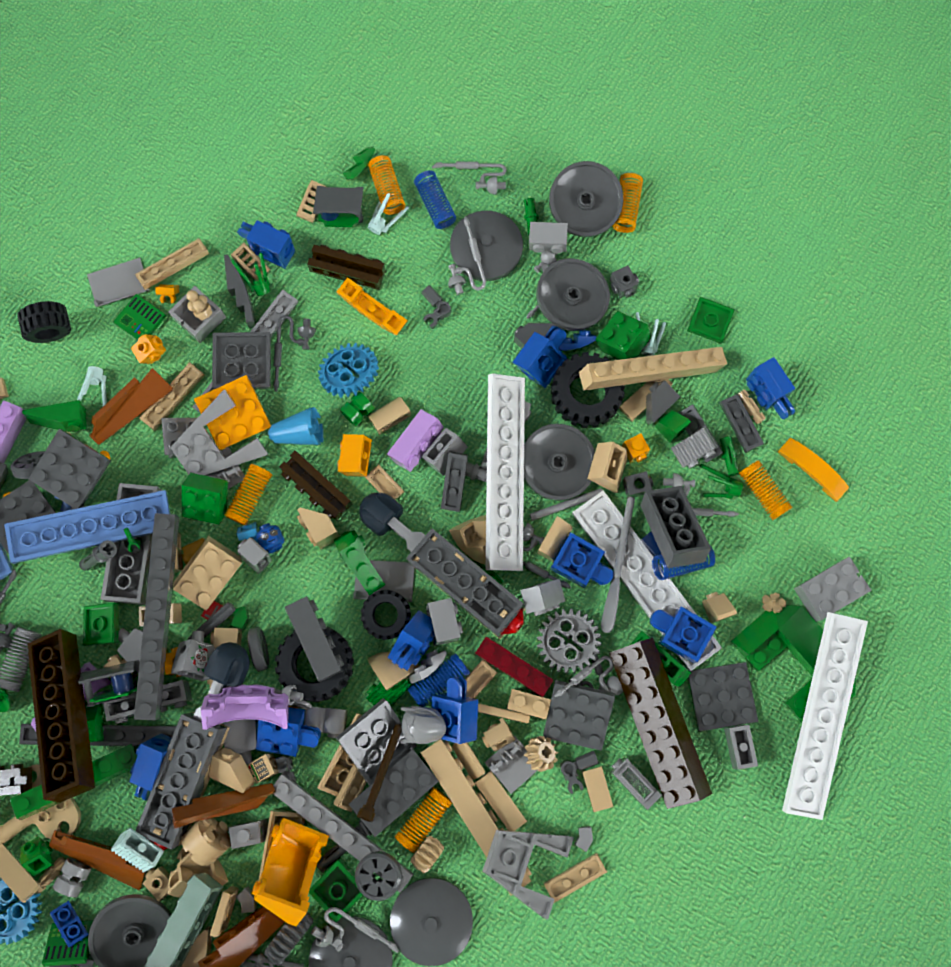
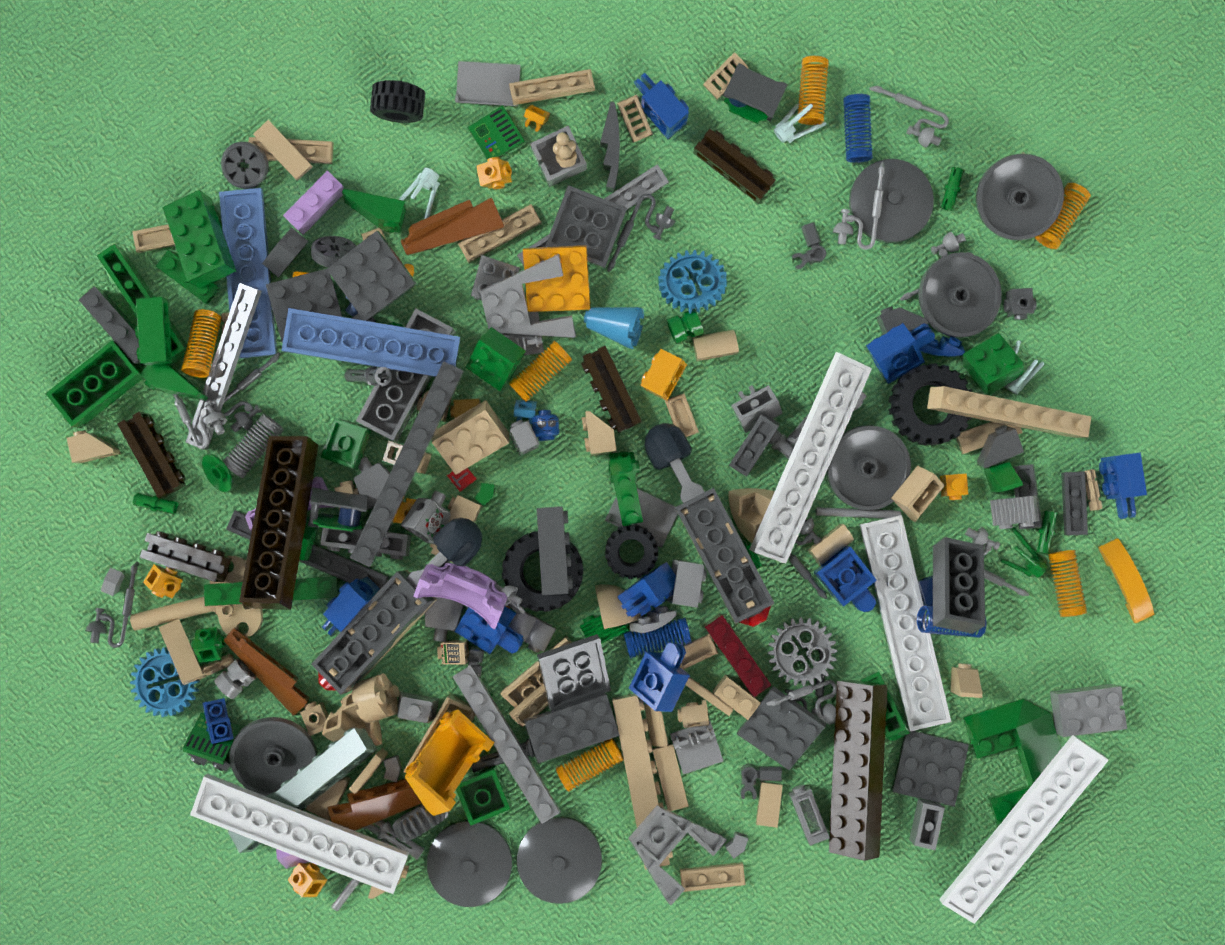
camera: 20 degrees right, 10 degrees up
(131, 540) = (408, 376): green hand -> none
(137, 850) = (307, 681): light aqua brick -> none
(216, 619) = (459, 487): dark grey axle -> none
(221, 805) = (404, 672): dark orange wedge -> none
(231, 770) = (423, 642): tan slope -> none
(258, 649) = (492, 534): dark grey wheel -> none
(261, 285) = (637, 149): green plant -> none
(325, 935) = (455, 833): light grey piece -> none
(362, 160) = (798, 50): green slope -> none
(367, 811) = (541, 737): dark brown piece -> none
(371, 308) = (742, 222): light orange slope -> none
(383, 888) = (530, 788): dark grey wheel -> none
(415, 440) = (732, 385): lavender brick -> none
(422, 725) = (625, 676): light grey helmet -> none
(427, 854) = (580, 798): tan gear -> none
(541, 753) = (728, 749): tan gear -> none
(543, 597) = (795, 600): light grey brick -> none
(548, 237) = (961, 223): light grey slope -> none
(611, 603) = (863, 629): light grey piece -> none
(631, 490) = (930, 520): dark grey brick -> none
(682, 634) = (917, 693): blue brick -> none
(710, 320) = (1092, 380): green tile -> none
(773, 603) = (1022, 698): tan plant -> none

